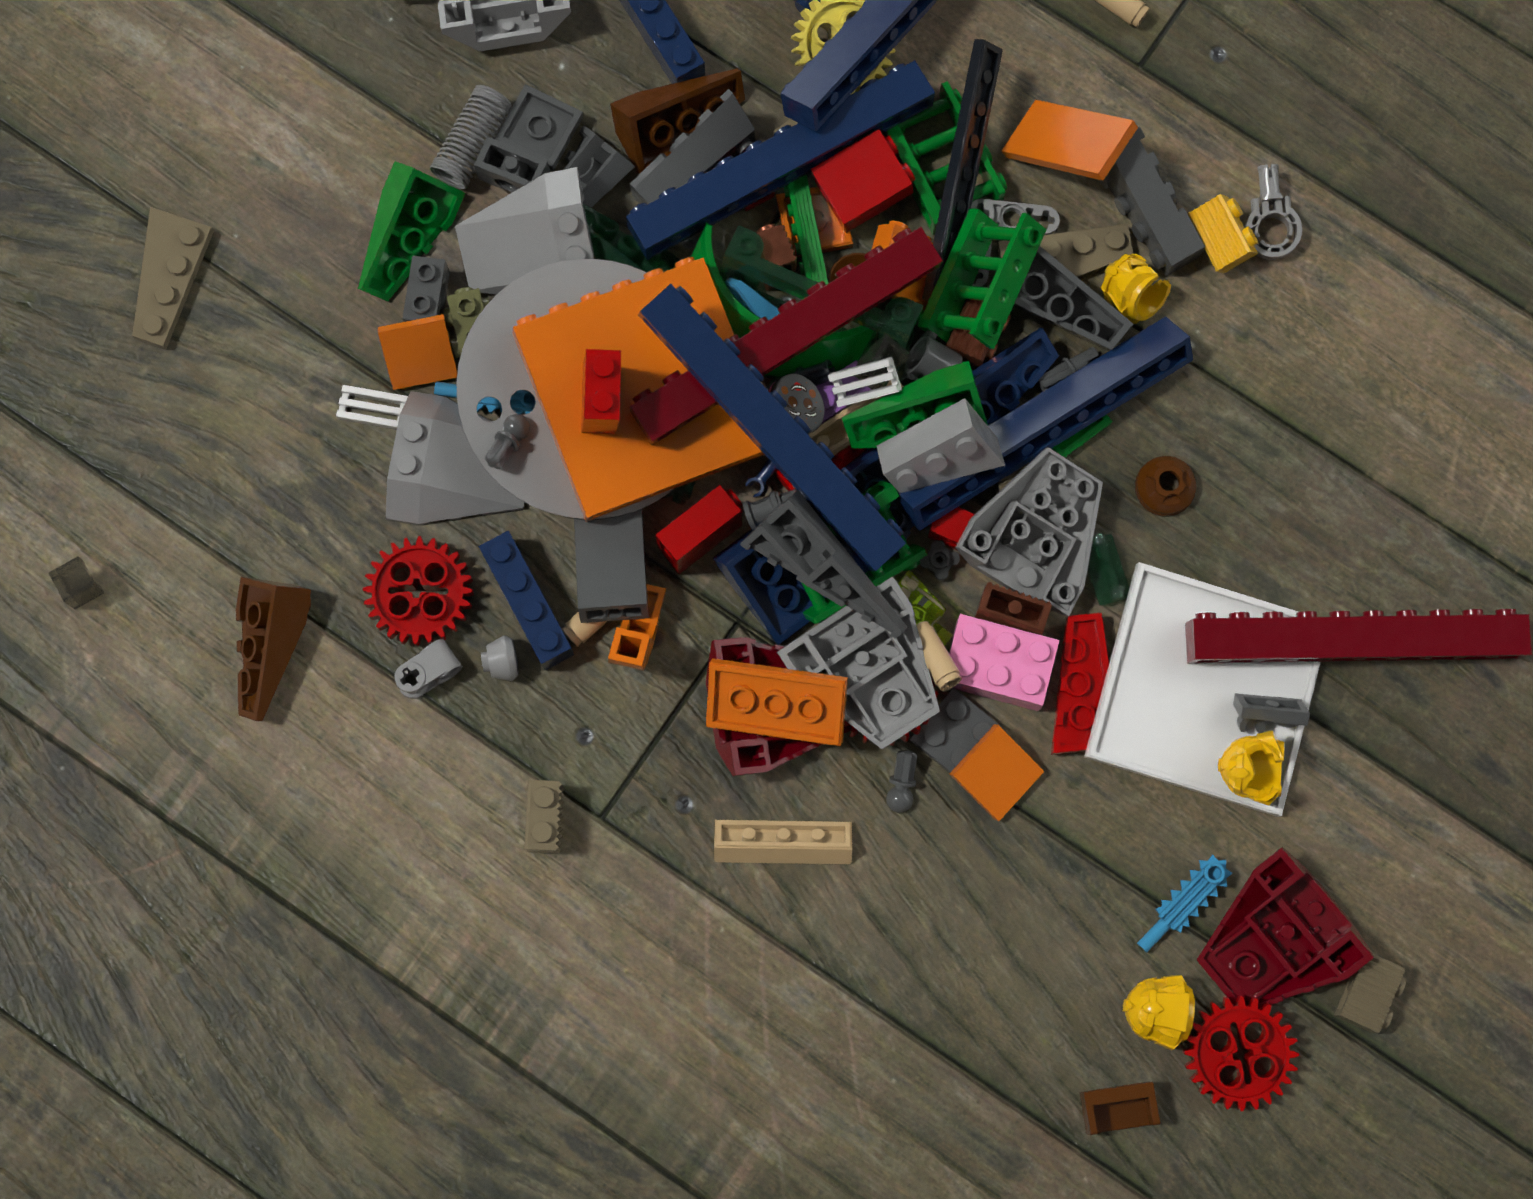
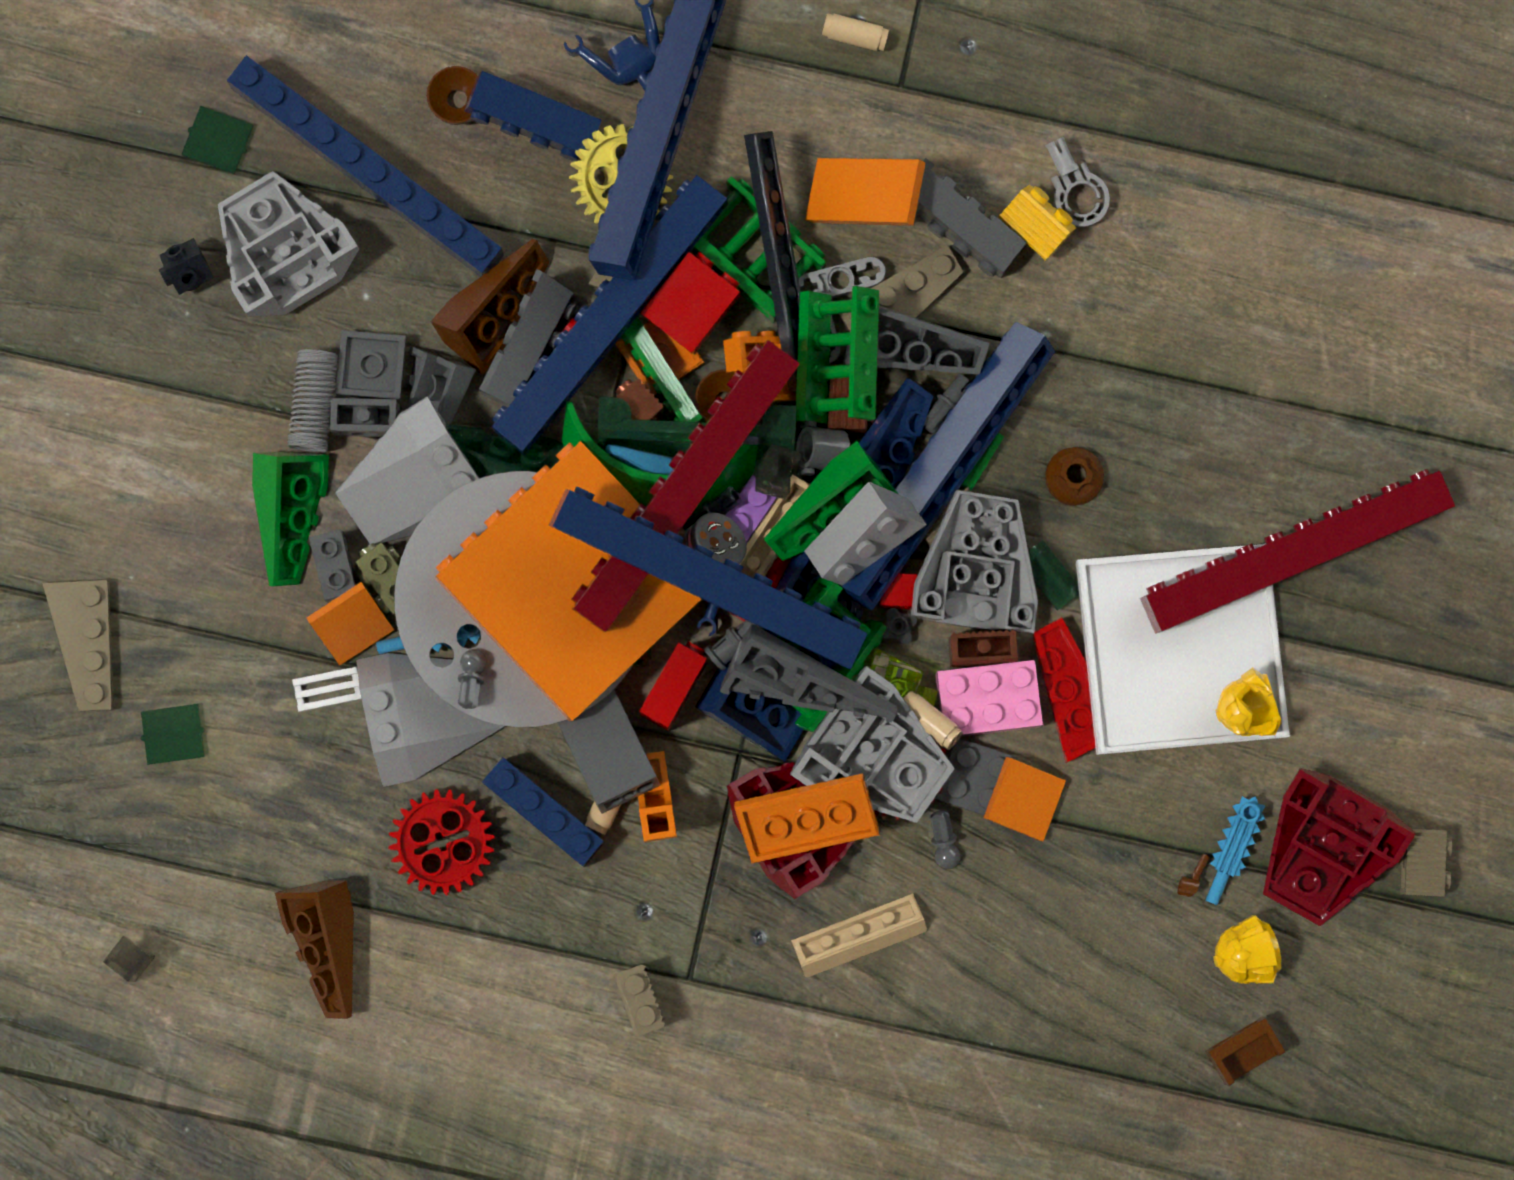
camera: 25 degrees left, 5 degrees up
(210, 393) = (172, 734): none -> clear green piece
(429, 667) = (484, 904): light grey piece -> none
(501, 659) = (542, 874): light grey cone -> none
(601, 391) = (543, 607): red brick -> none
(840, 388) = (751, 510): white tile -> none
(1125, 922) = (1190, 886): none -> reddish brown hand
(1130, 288) = (976, 307): yellow helmet -> none
(1270, 1044) = (1354, 944): red gear -> none
(1280, 710) = (1251, 644): dark grey plate -> none

